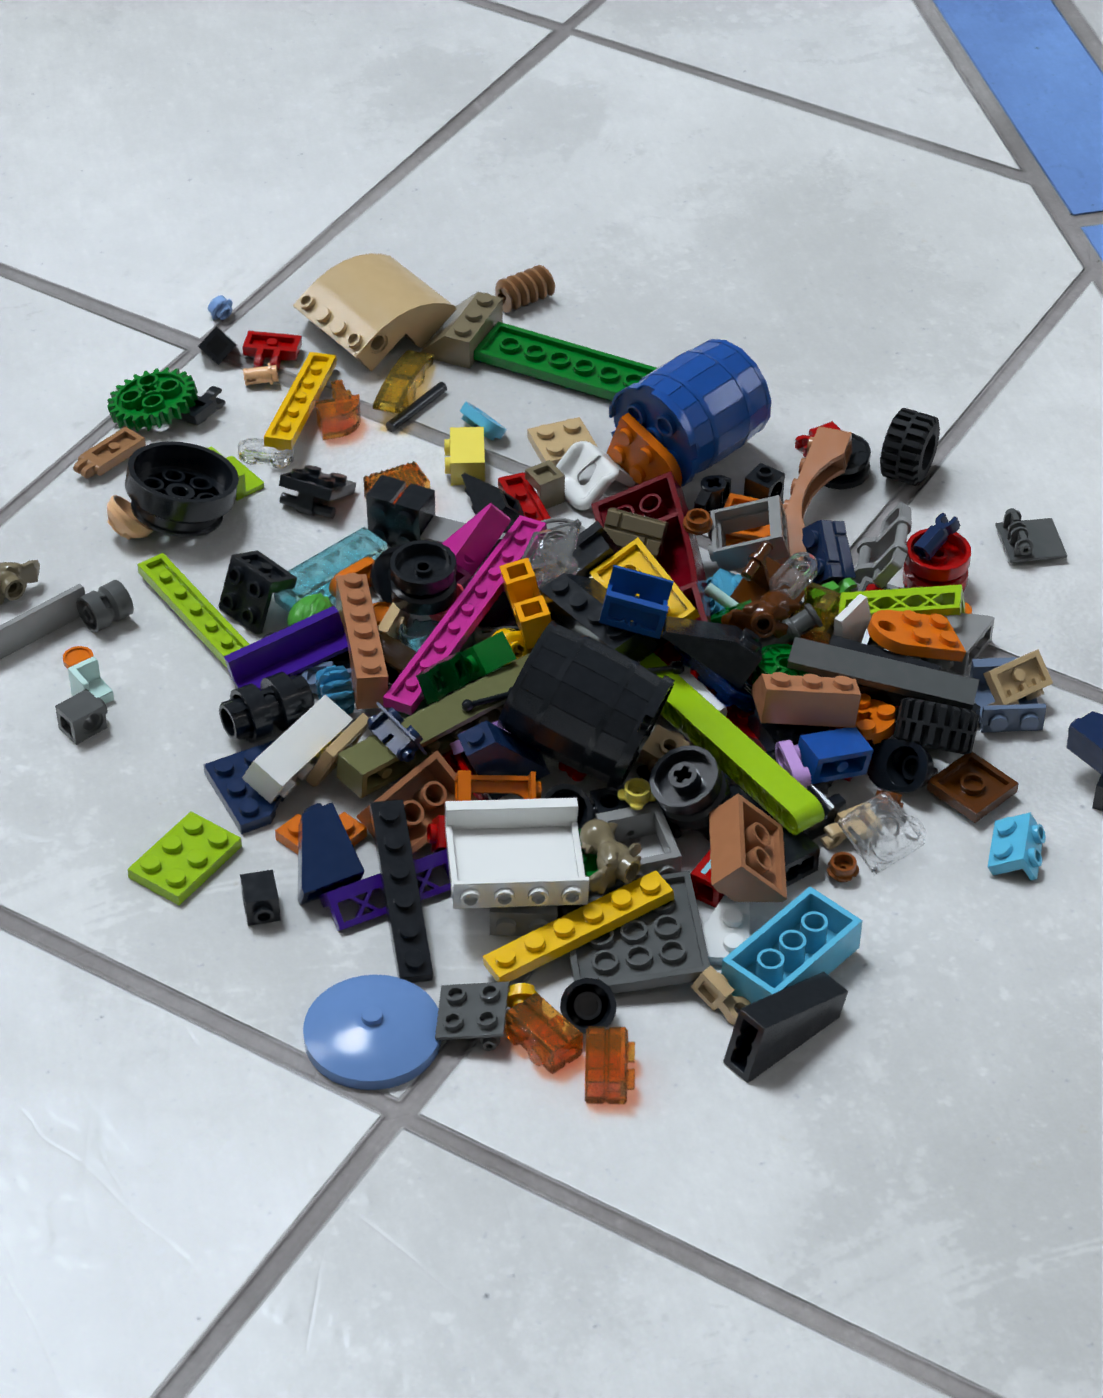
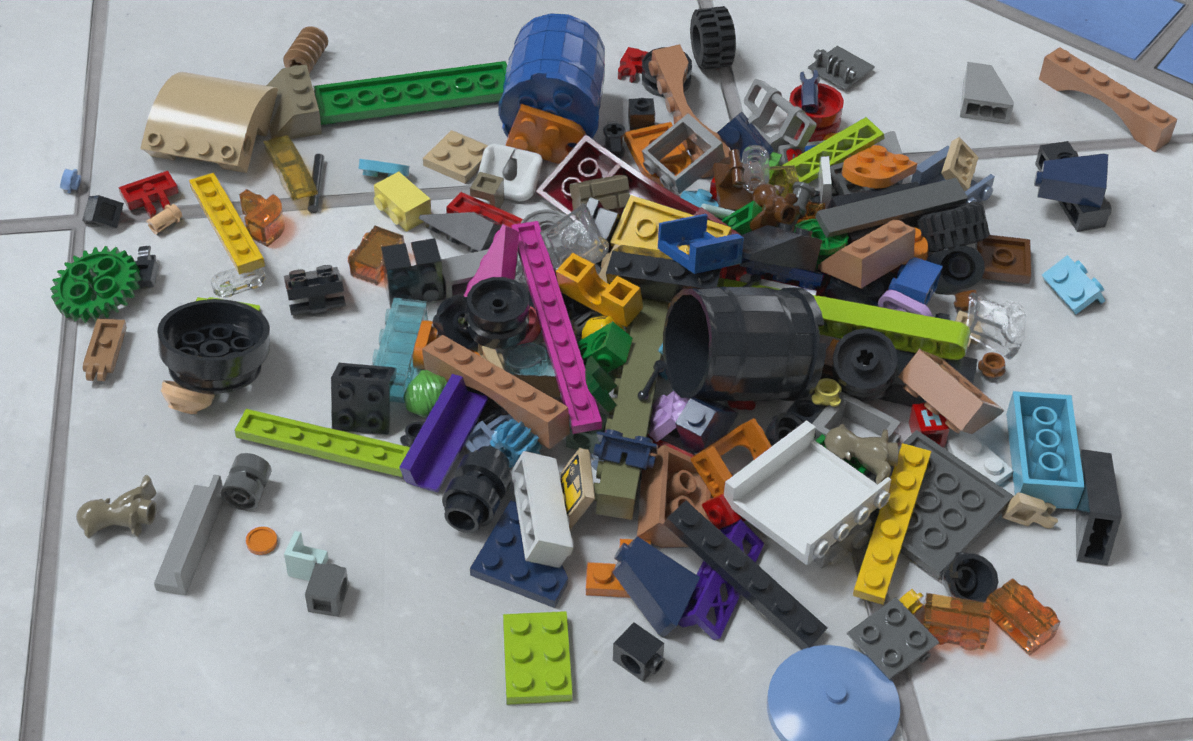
camera: 40 degrees left, 5 degrees up
(697, 521) = (644, 163): dark orange plate -> none

